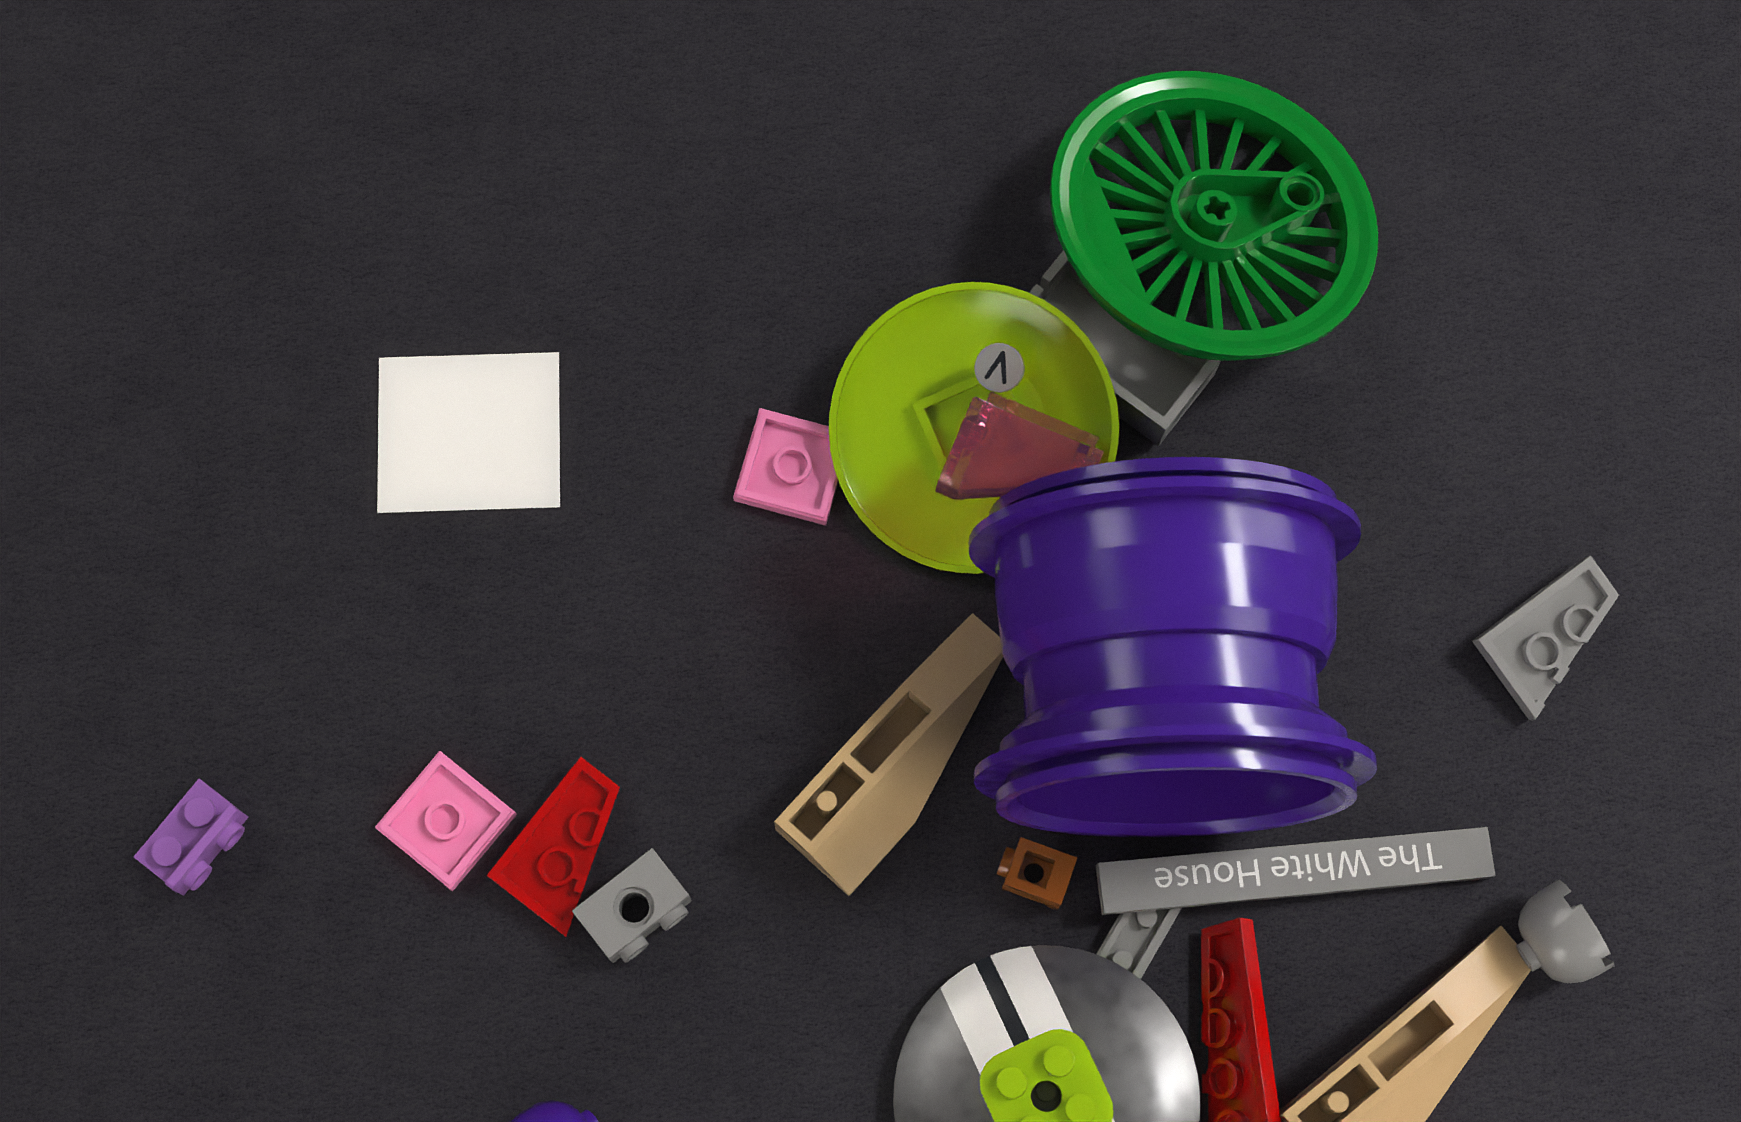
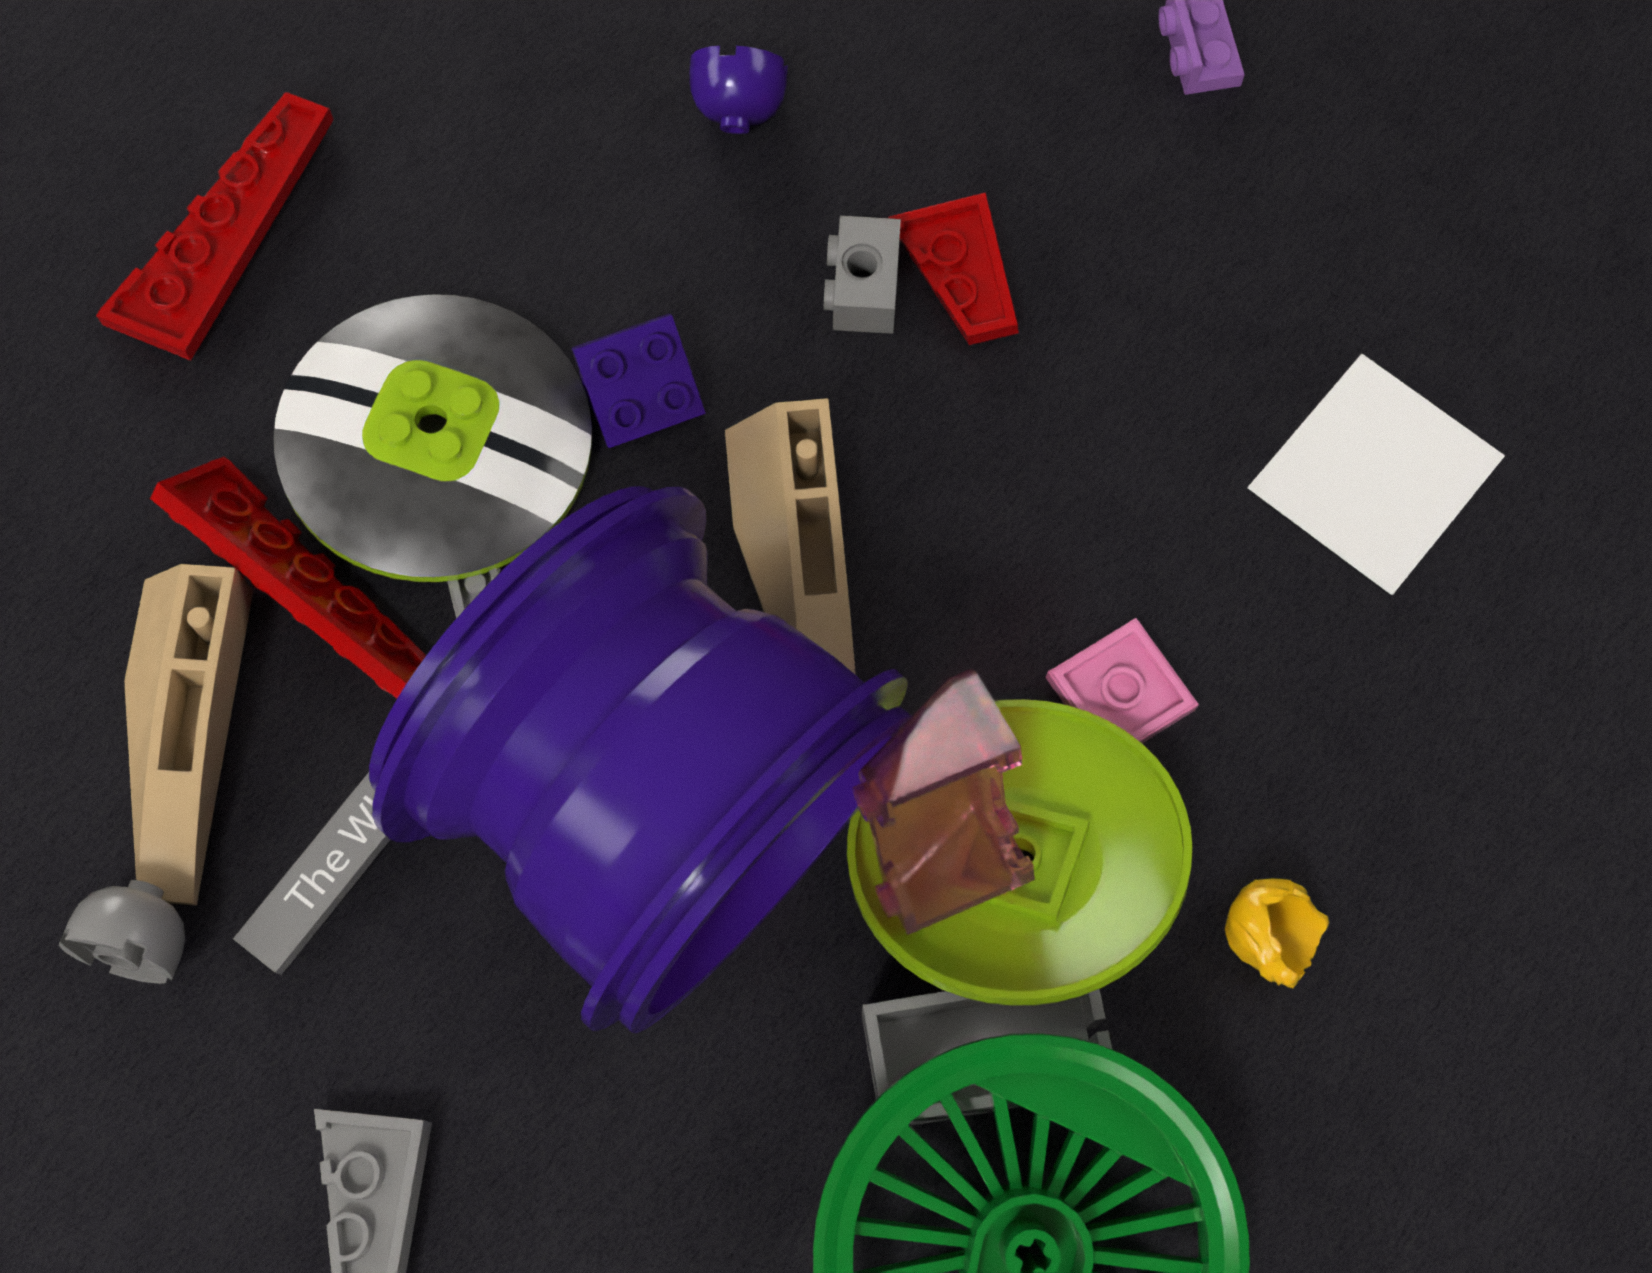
camera: 135 degrees right, 5 degrees down
(446, 820) = (1057, 211): bright pink tile -> none
(872, 986) = (638, 380): none -> dark purple plate
(875, 243) = (1275, 929): none -> yellow hair
(999, 367) = (1049, 898): light grey tile -> none

